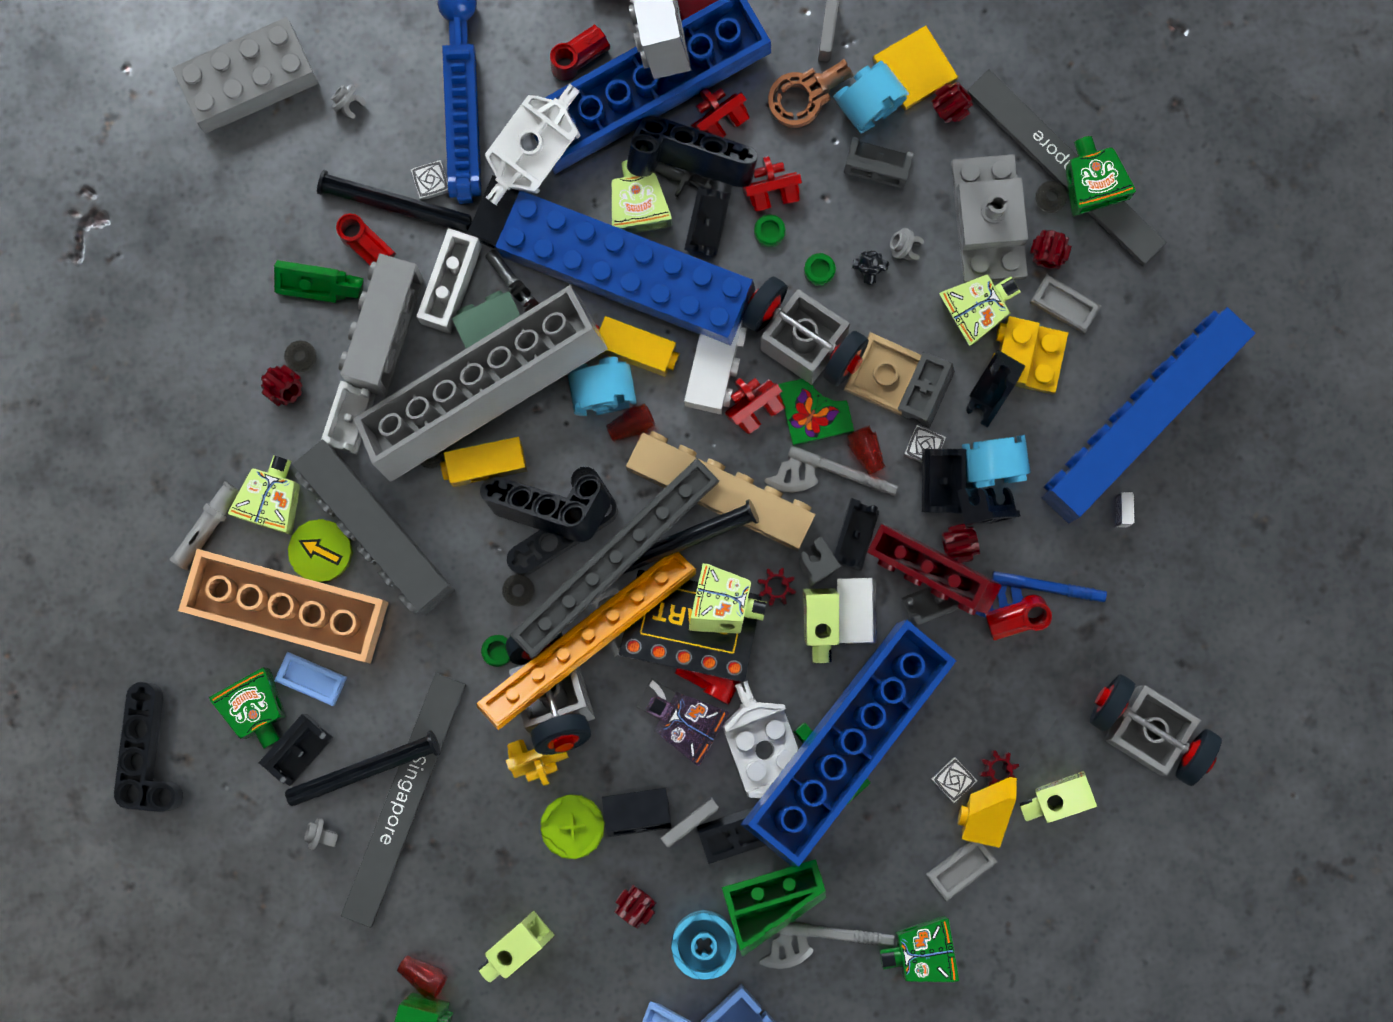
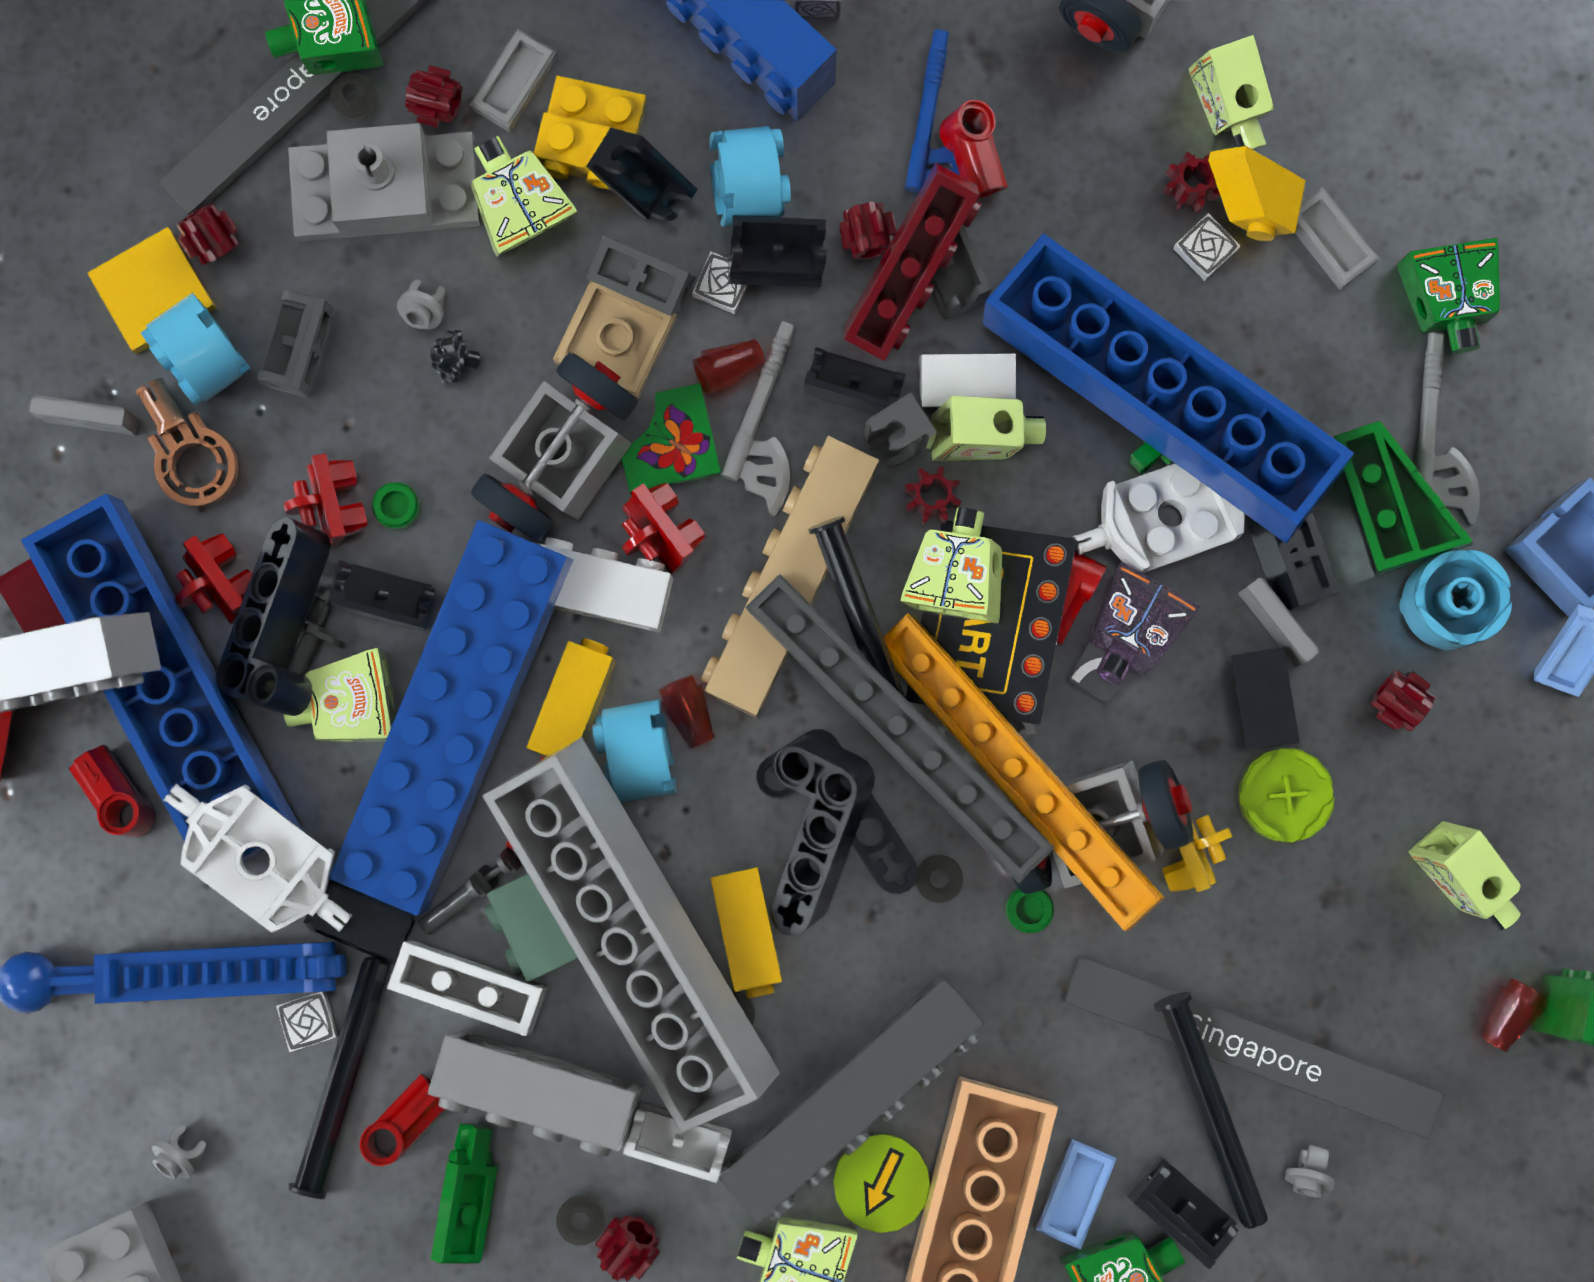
camera: 90 degrees left, 0 degrees up
(819, 269) = (456, 433): green tile -> none
(981, 507) = (821, 194): black hinge -> none

